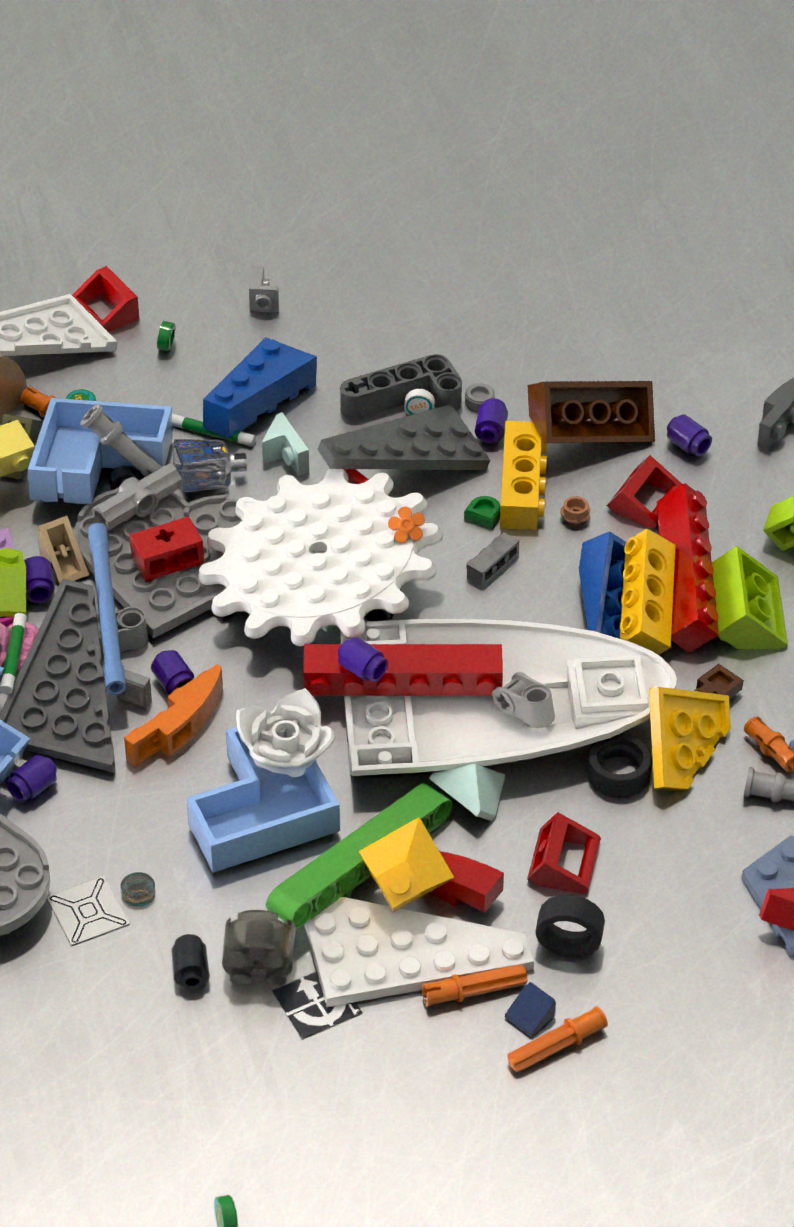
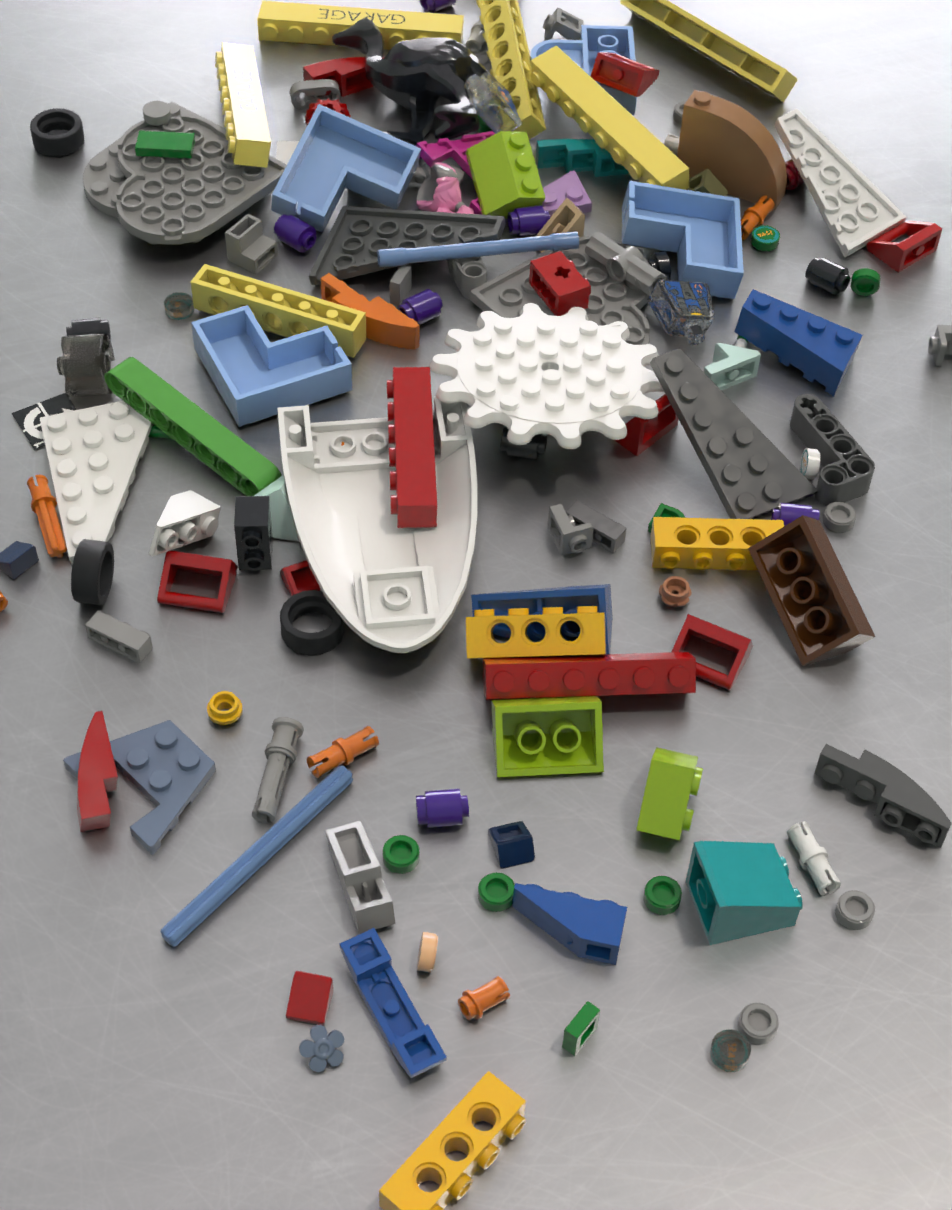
camera: 85 degrees right, 5 degrees up
(13, 653) = (424, 203): green bar -> none
(49, 819) = (248, 245): none -> light grey piece
(87, 910) = (160, 281): white sticker -> none
(112, 434) = (680, 225): light grey pin -> none
(152, 361) = (828, 275): none -> black brick
(165, 797) = (277, 308): none -> light yellow brick
(286, 737) = (300, 348): white brick -> none
(362, 659) = (396, 395): dark purple brick -> none
(406, 864) = (152, 440): yellow slope -> none
(407, 525) = (565, 411): orange plant -> none
(472, 882) = (150, 503): red slope -> none
(504, 577) = (566, 534): none -> light grey bracket
(513, 851) = (184, 521): none -> white slope
(520, 796) = (253, 532): none -> black brick
(526, 700) = (377, 535): light grey piece -> none
(555, 778) = (299, 578): none -> red slope
(637, 916) = (119, 636): none -> light grey piece
(684, 733) = (341, 665): yellow plate -> none
(689, 435) = (807, 688): dark purple brick -> none
(719, 681) = (421, 705): reddish brown plate -> none
(724, 831) = (221, 701): none -> yellow plate

